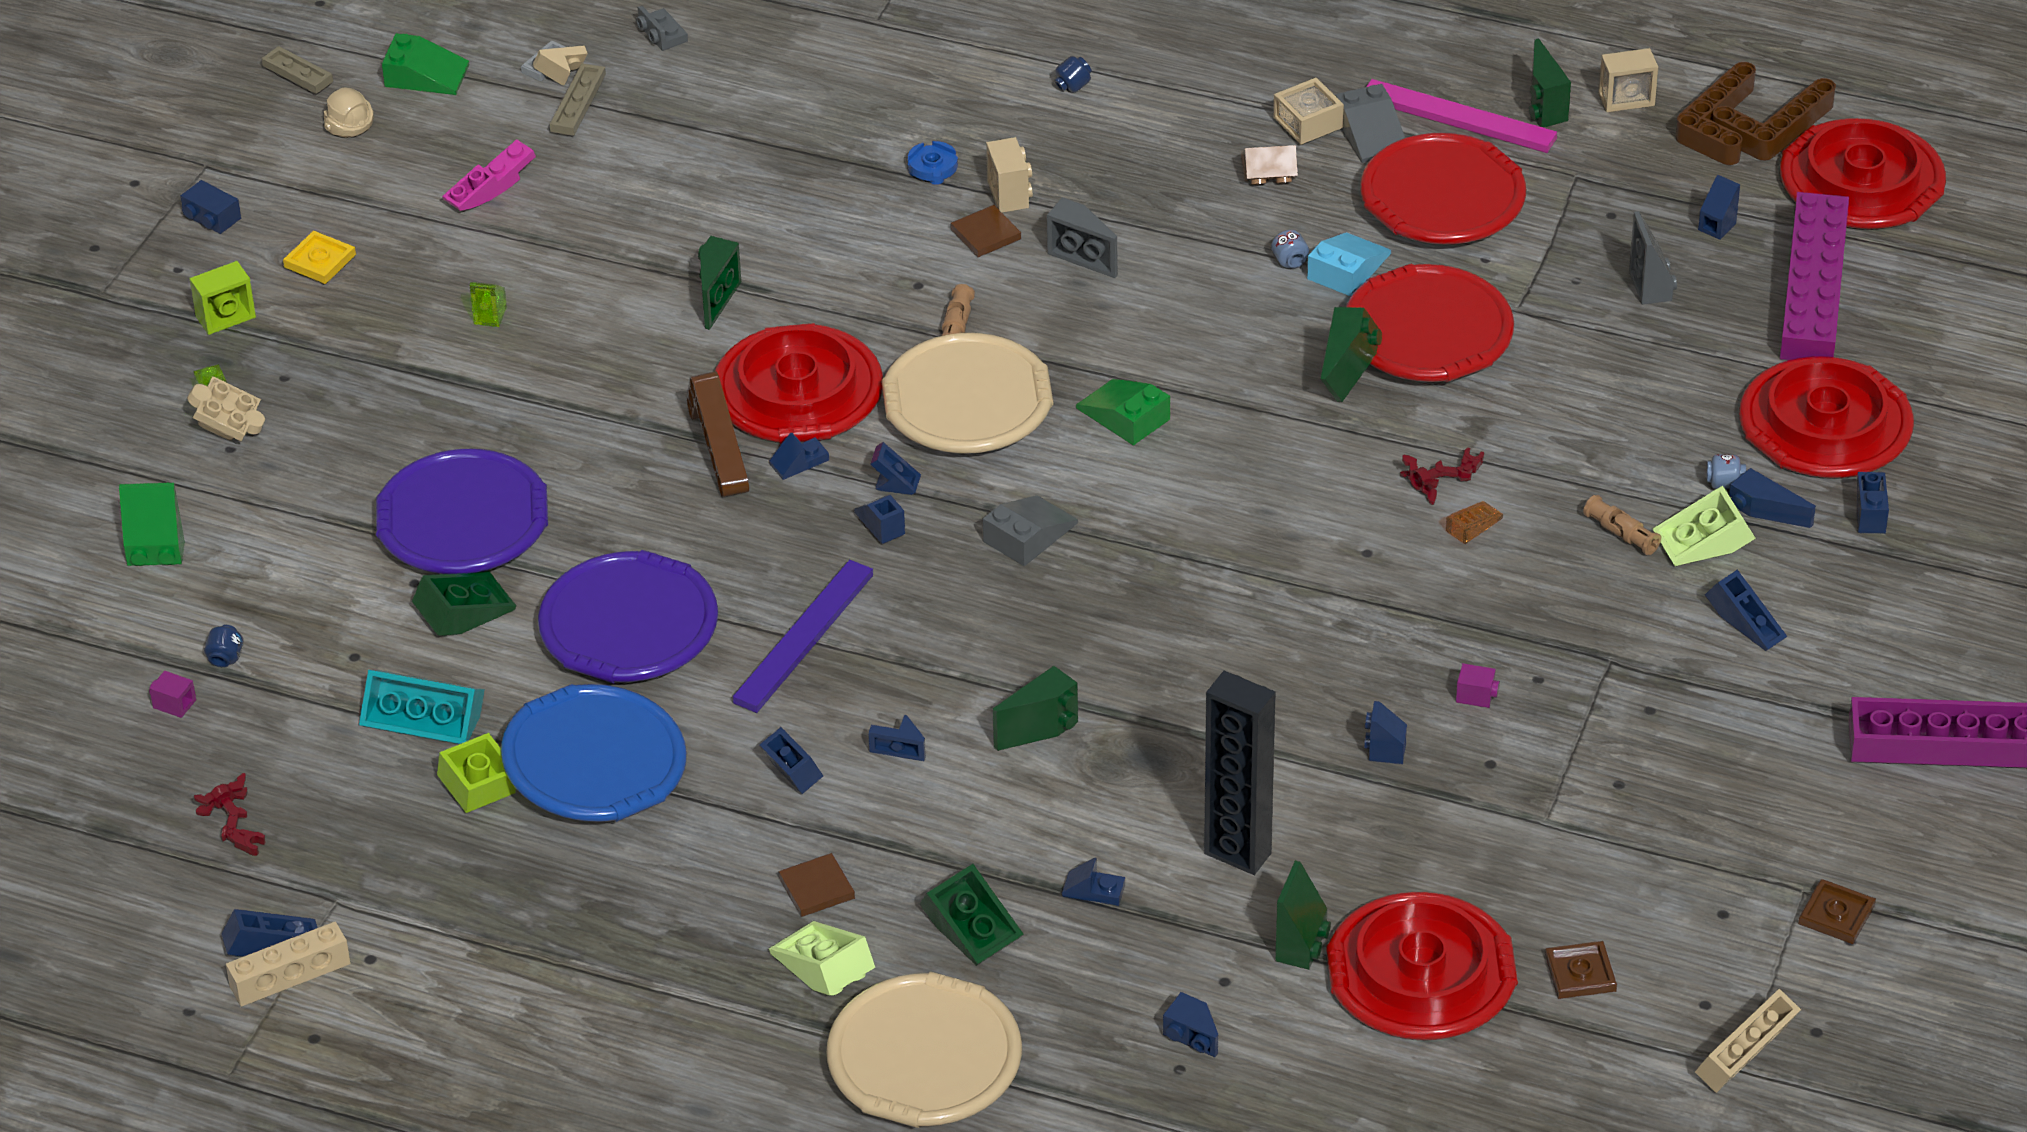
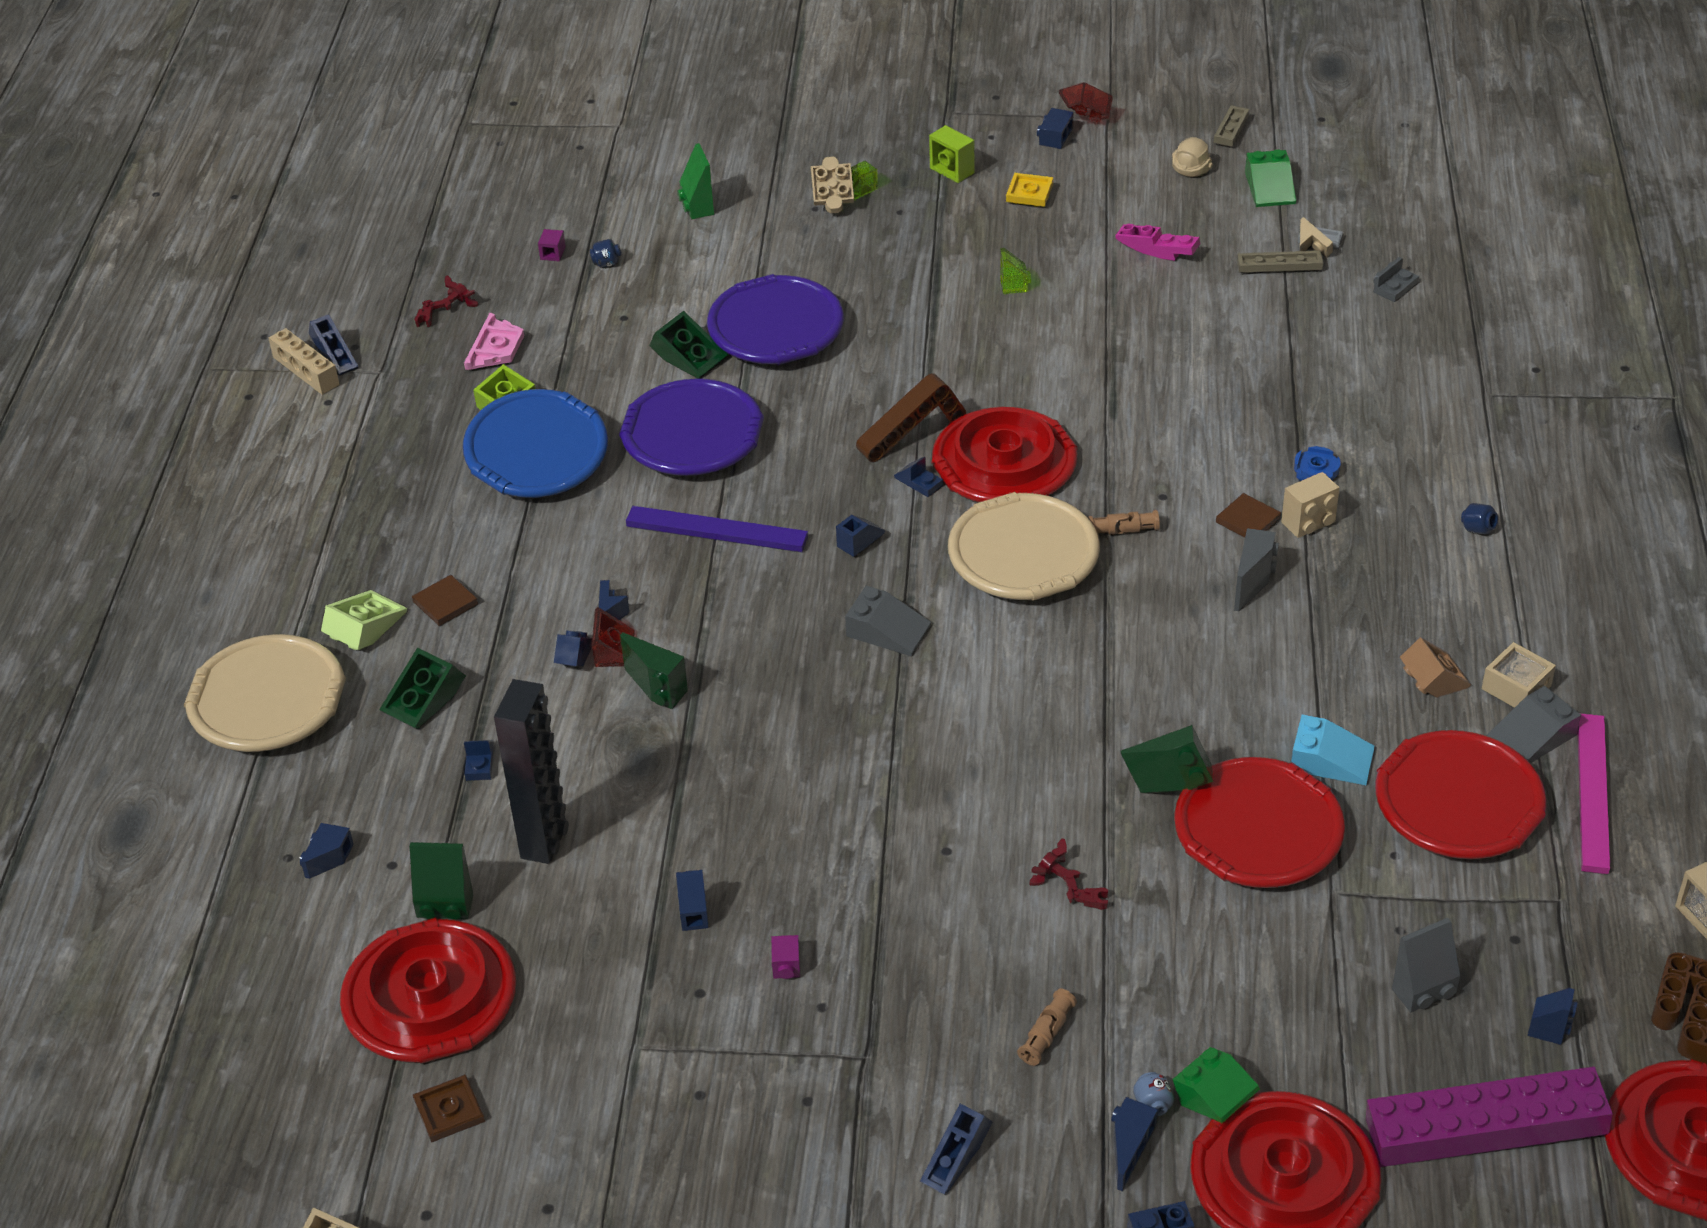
camera: 75 degrees right, 0 degrees up
(190, 163) = (1087, 101): none -> clear red slope
(348, 776) = (494, 344): none -> bright pink wing
(420, 706) = (574, 355): teal slope -> none
(719, 275) = (1087, 376): dark green slope -> none
(791, 760) = (561, 548): dark blue brick -> none
(894, 471) = (916, 528): dark blue slope -> none
(959, 751) = (607, 640): none -> clear red slope
(960, 778) = (572, 648): none -> dark blue slope
(1128, 408) = (1057, 651): green slope -> none
(1290, 249) = (1320, 704): sand blue head -> none
(1466, 532) = (999, 916): clear orange slope -> none
(1549, 89) = (1659, 837): dark green slope -> none
(1704, 530) = (1065, 1095): yellowish green slope -> none
(1732, 427) = (1214, 1085): none -> green slope

